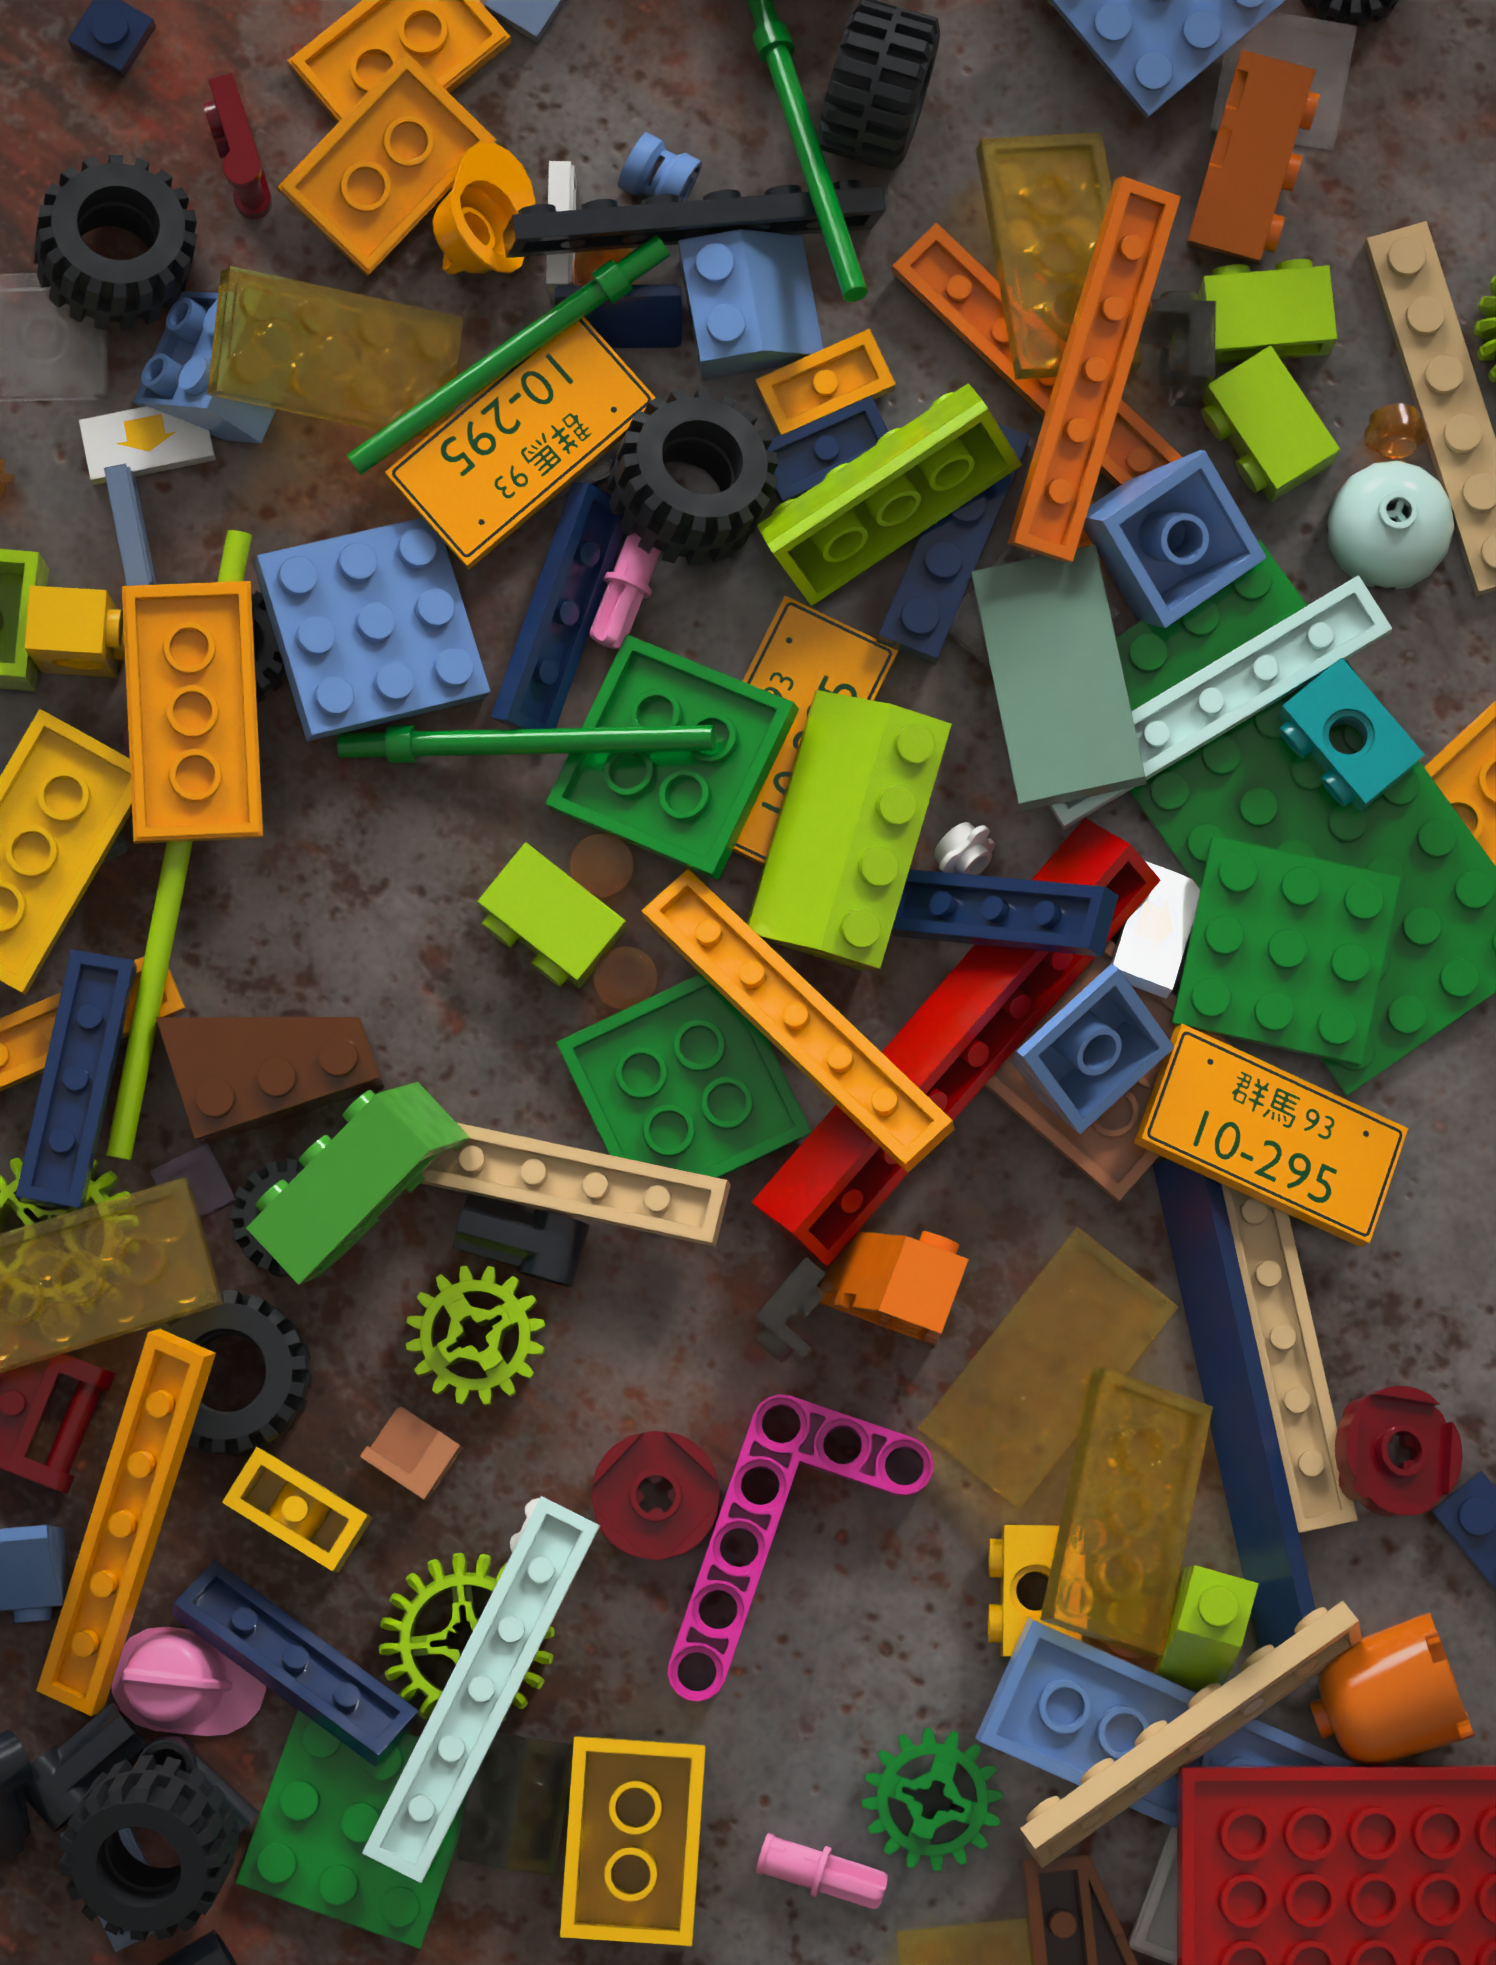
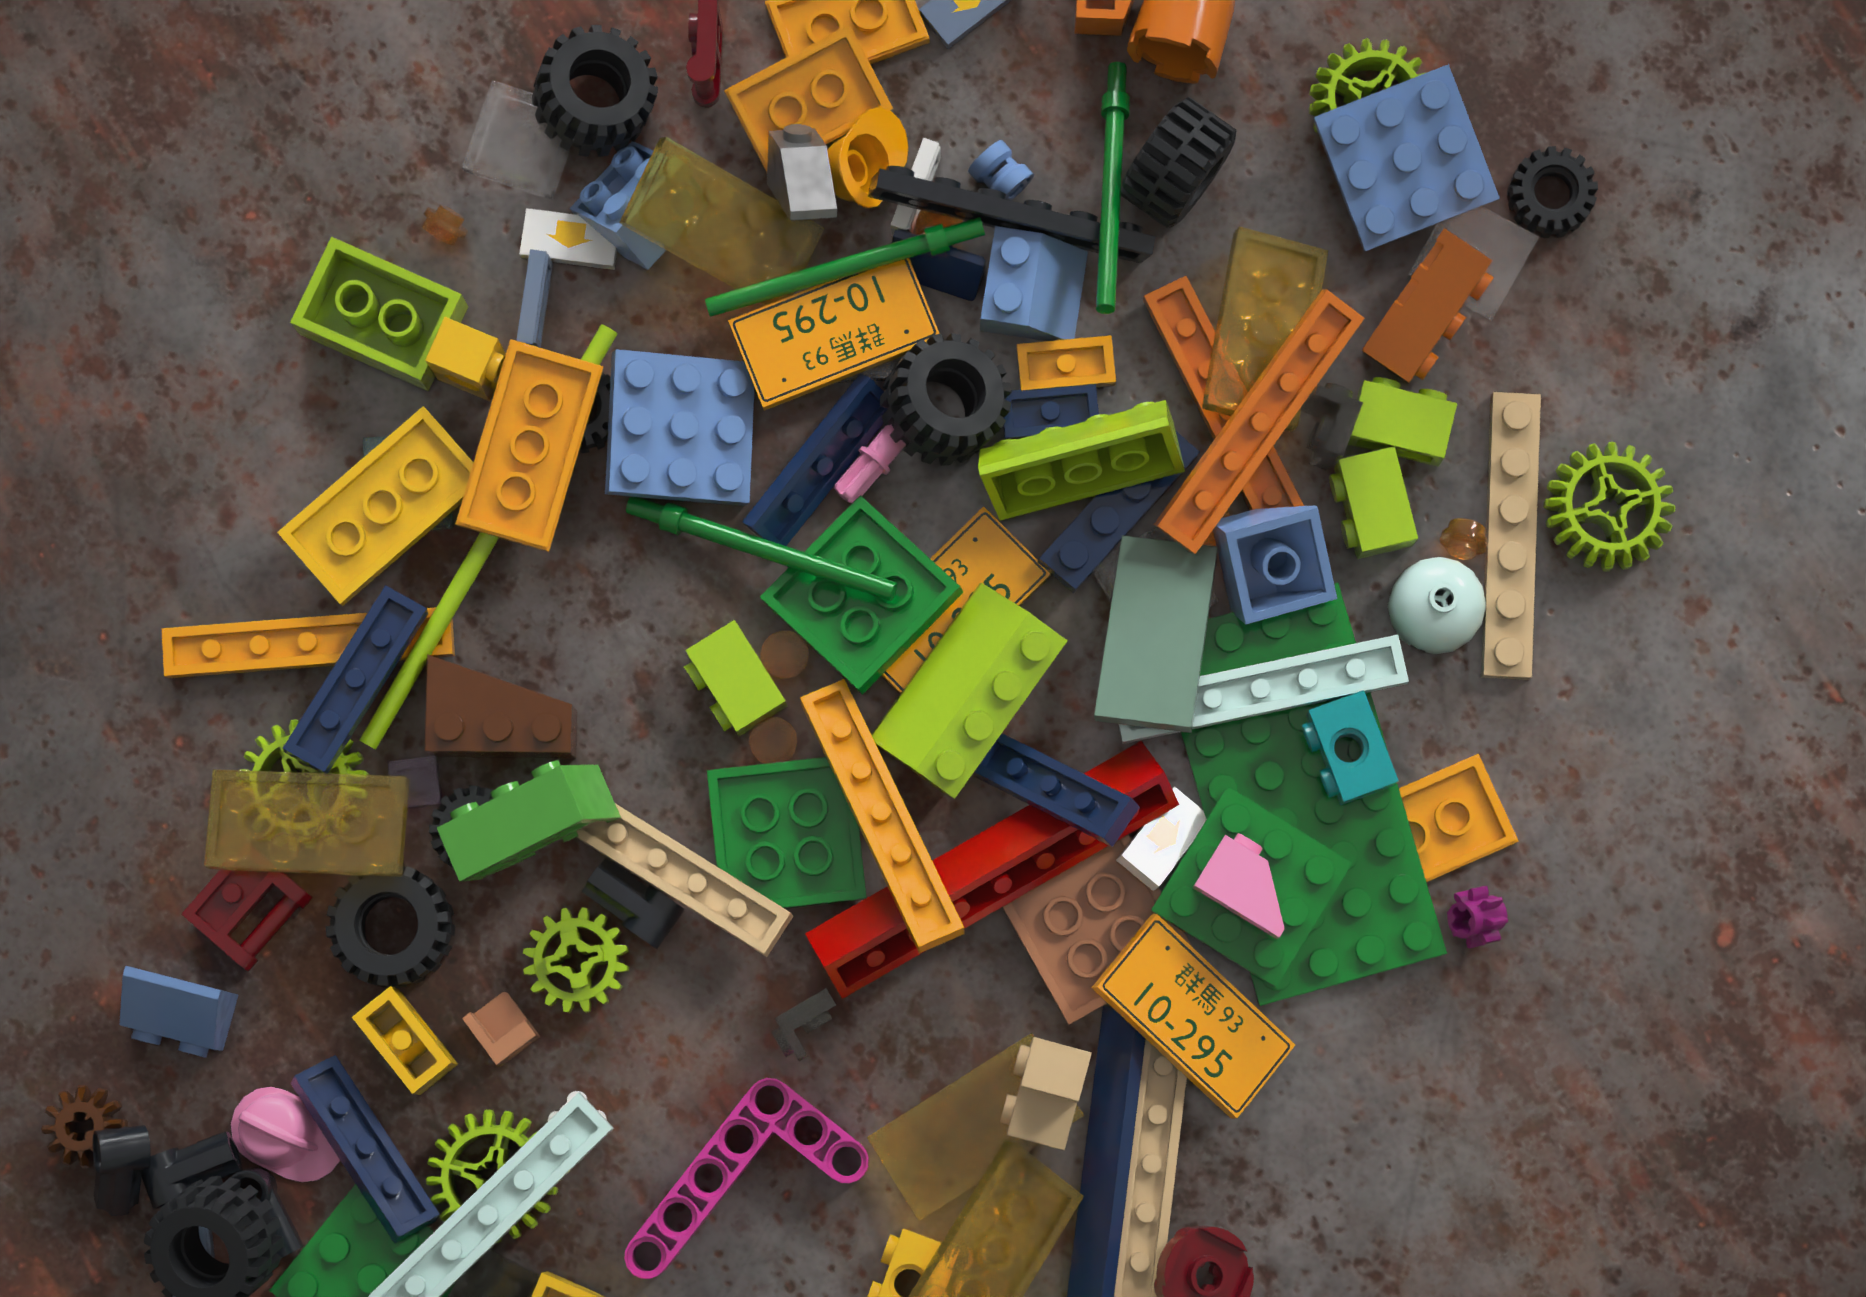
camera: 20 degrees right, 0 degrees up
(125, 1521) = (279, 1006): light orange plate -> none
(411, 257) = (800, 173): none -> slope
(618, 1495) = (636, 1111): dark red plate -> none
(896, 1282) = (886, 1027): orange wedge -> none
(965, 850) = (1047, 734): white plate -> none
(1092, 1050) = (1084, 911): medium blue slope -> none
(1125, 1291) = (1047, 1092): none -> tan brick
(1277, 949) = (1242, 884): none -> bright pink slope

